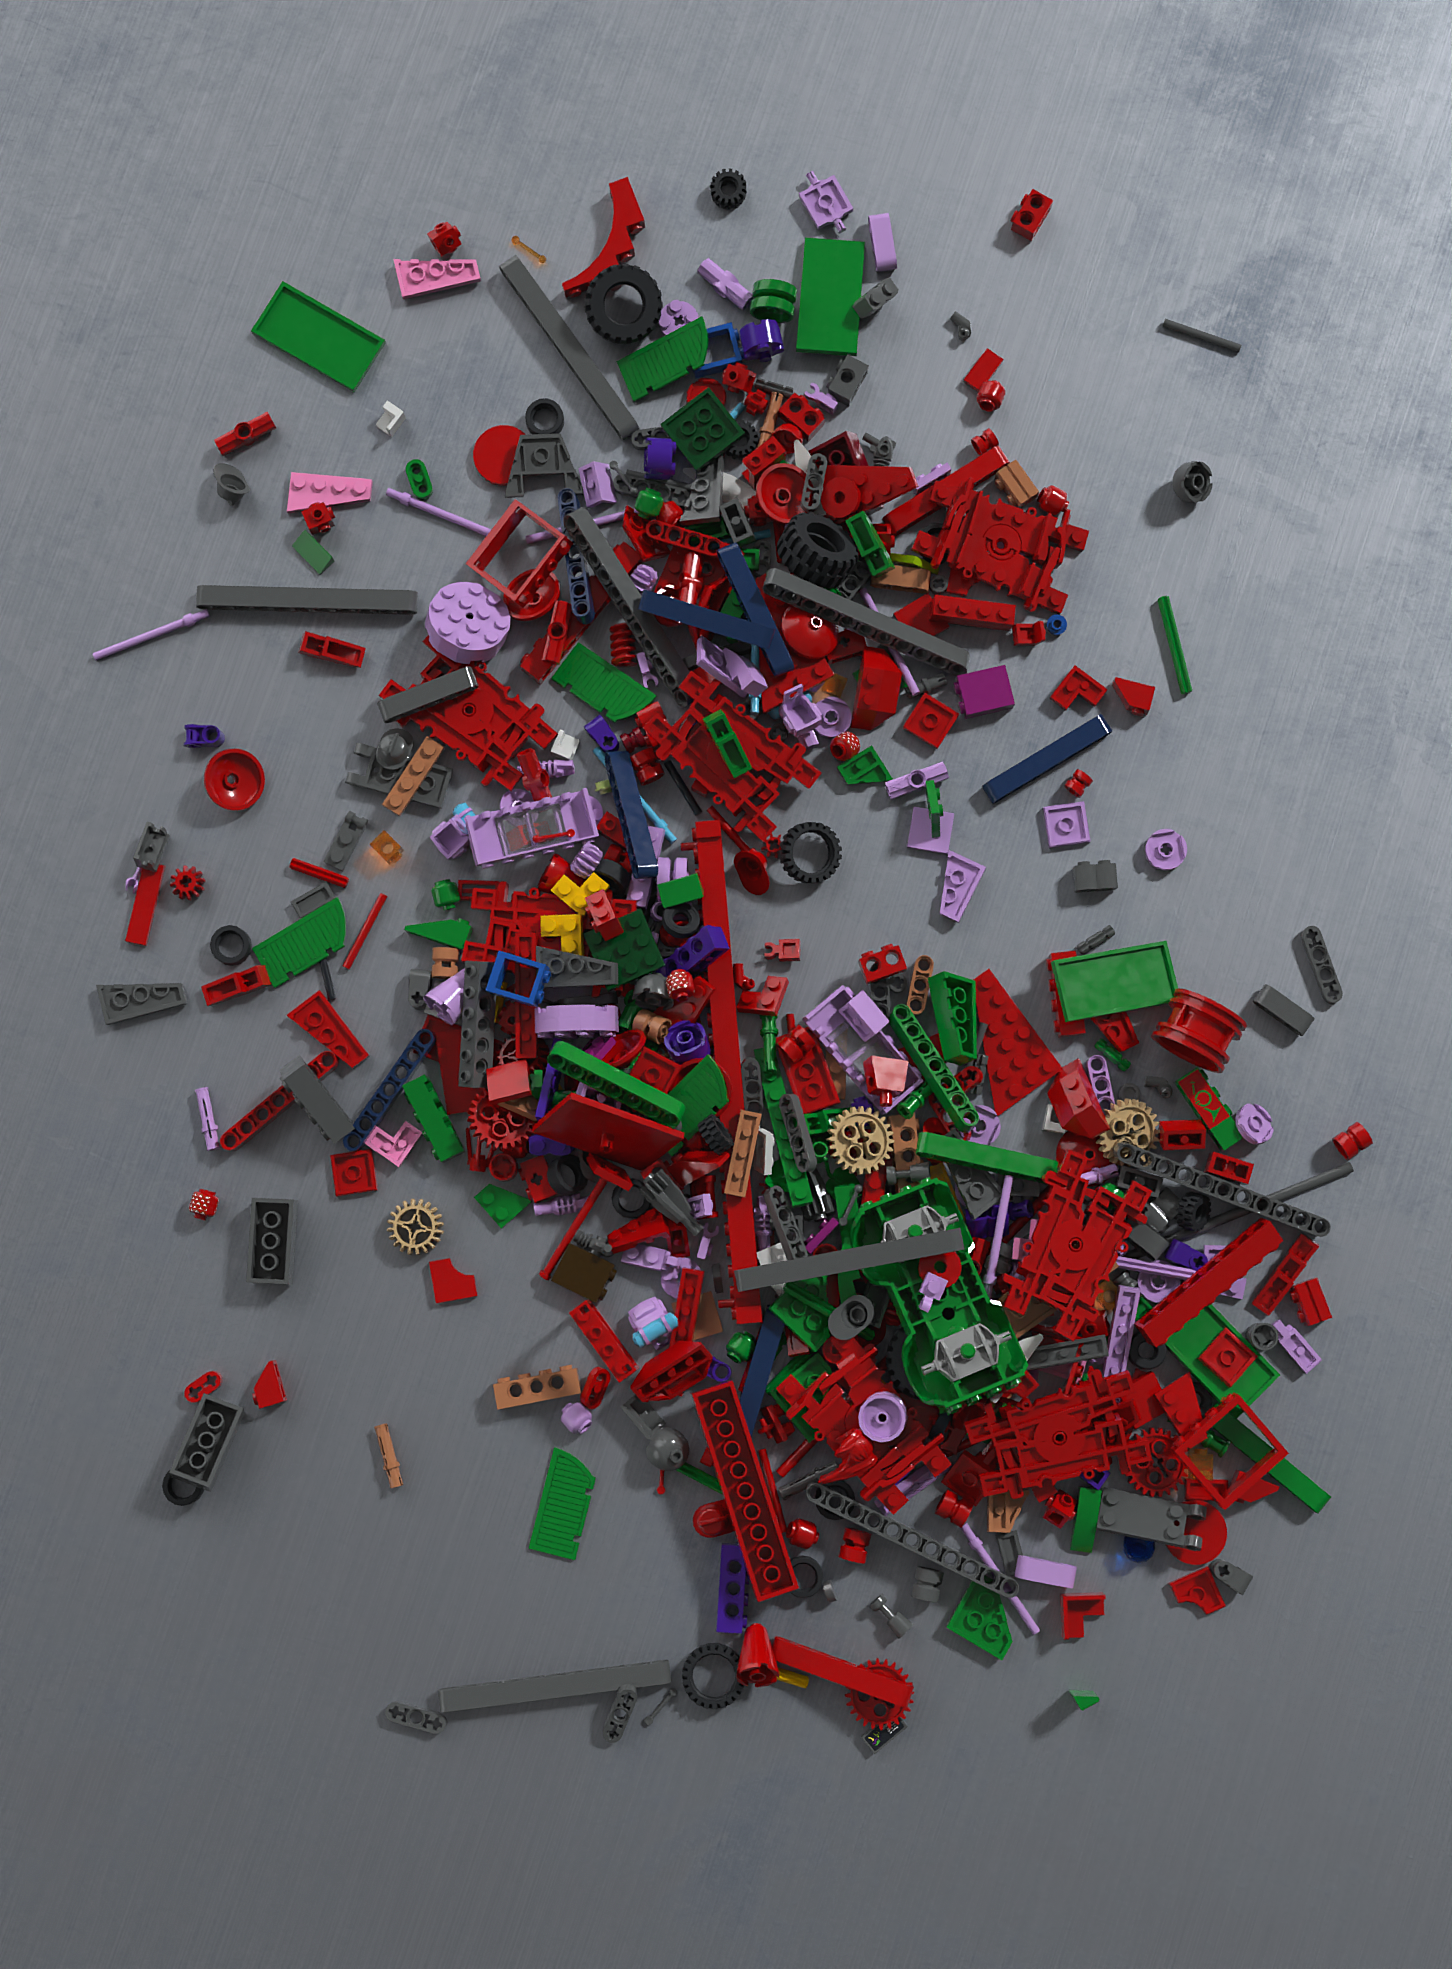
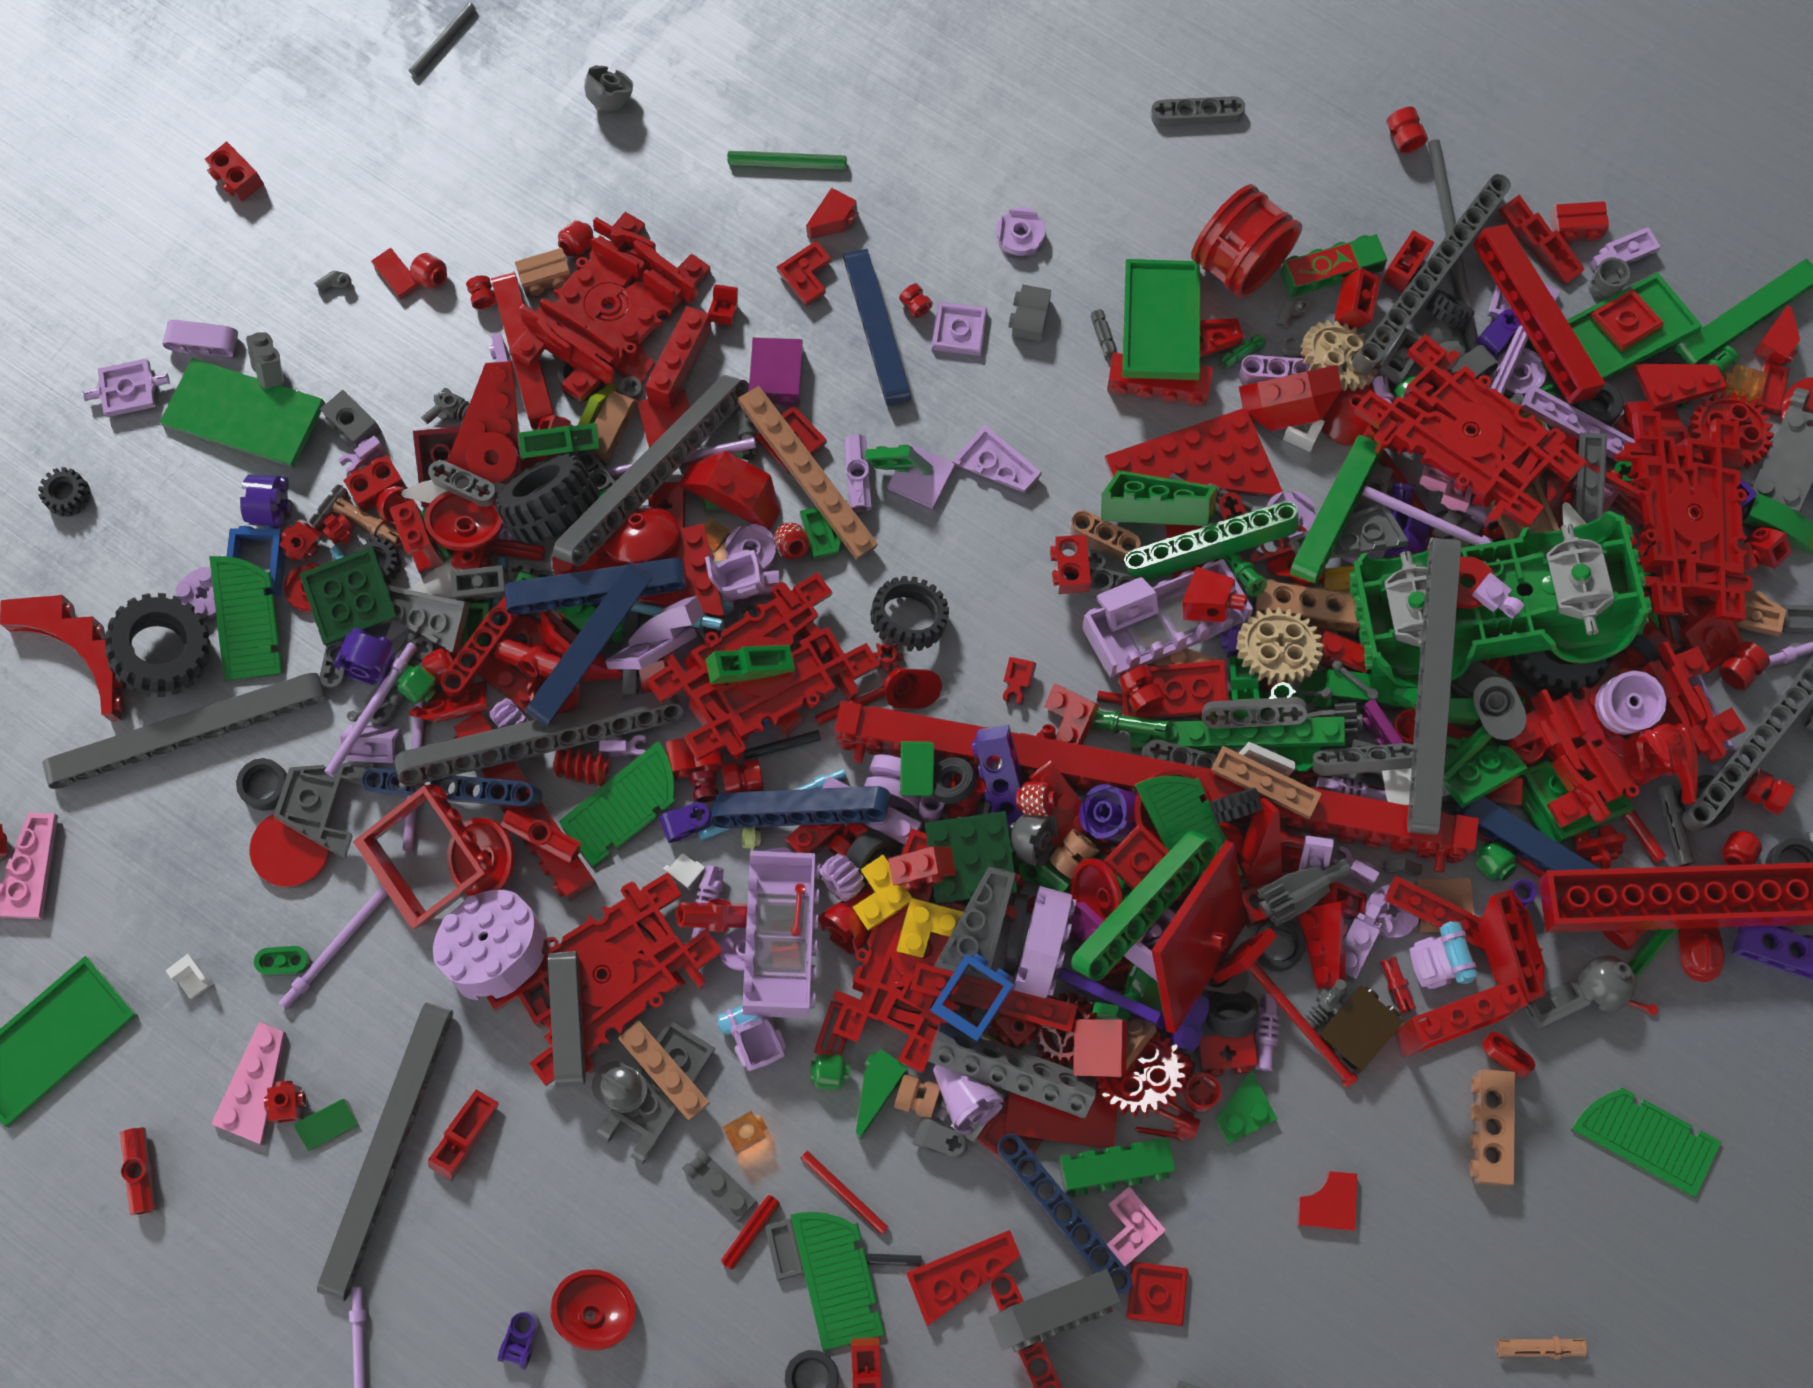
camera: 75 degrees left, 10 degrees down
(230, 483) = (196, 1208): dark grey piece -> none
(414, 1236) = (1260, 1207): tan gear -> none
(516, 241) = (25, 759): clear orange hinge -> none
(576, 1418) = (1542, 1088): lavender head -> none
(626, 1294) = (1398, 985): none -> red pin
(658, 485) = (397, 667): none -> lavender bar
(725, 284) = (179, 526): lavender piece -> none
(773, 300) = (221, 473): green wheel -> none
(833, 1185) = (1326, 693): none -> dark grey hinge
(903, 741) = (807, 472): none -> nougat plate
(916, 1173) = (1334, 593): dark grey piece -> none
(1050, 624) = (722, 280): blue plate -> none
(1254, 1123) = (1363, 223): lavender tile -> none
(1254, 1474) = (1769, 321): red window -> none
(1283, 1010) = (1239, 160): dark grey beam -> none

